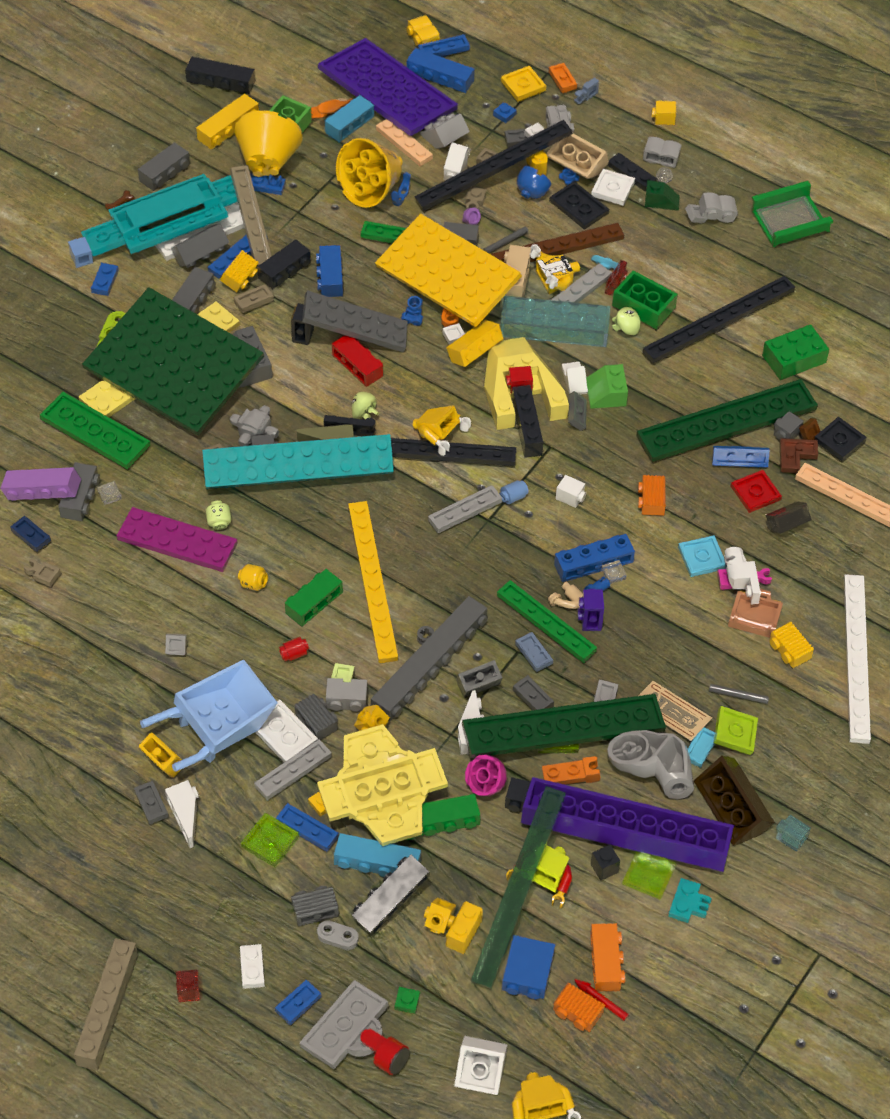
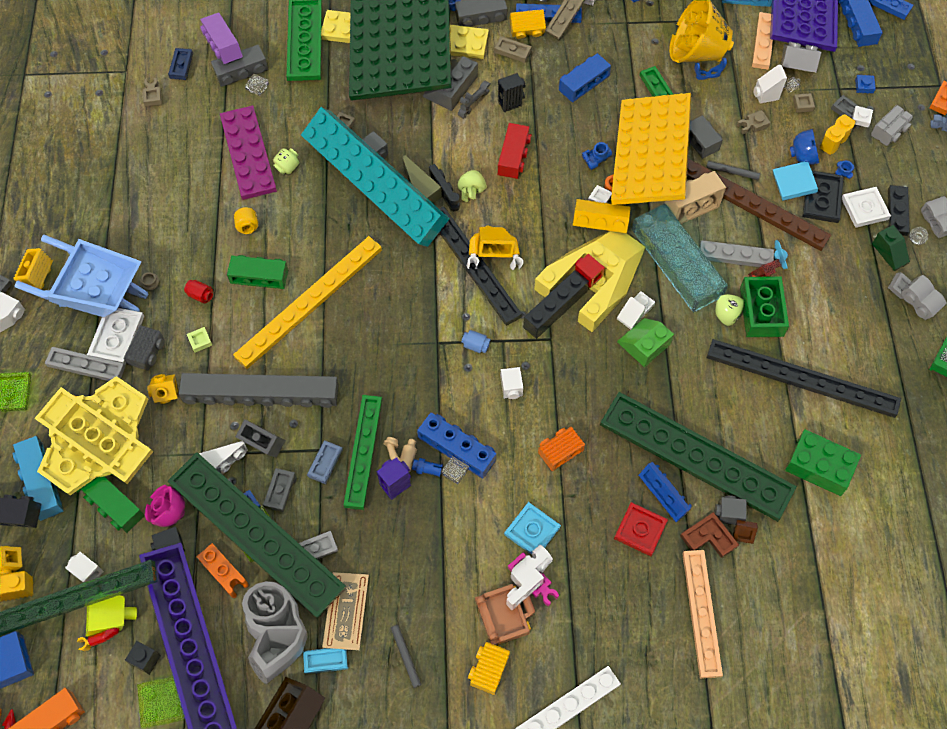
camera: 55 degrees right, 10 degrees up
(175, 644) = (146, 213): light grey plate -> none
(253, 424) = (388, 127): light grey piece -> none
(282, 356) = (470, 99): none -> dark grey bar
(284, 264) = (562, 45): black brick -> none
(308, 827) = (37, 398): blue plate -> none
(346, 695) = (181, 355): light grey brick -> none
(354, 321) = (541, 122): dark grey plate -> none
(424, 630) = (282, 366): dark grey bush -> none
(465, 509) = (430, 318): light grey plate -> none
(471, 216) = (732, 130): medium lavender tile -> none
(492, 865) = (83, 568): none -> white brick
(493, 165) = (795, 109): black plate -> none
(523, 83) = (908, 76): yellow plate -> none
(552, 210) = (795, 180): none -> medium azure tile
(554, 270) = (731, 222): torso -> none
(577, 410) = (600, 333): dark grey plate -> none
(579, 156) = (868, 160): tan slope -> none
(735, 730) = (358, 679): lime plate -> none
(788, 517) = (627, 575): clear smoke brick -> none
(840, 439) = (760, 563): black plate -> none

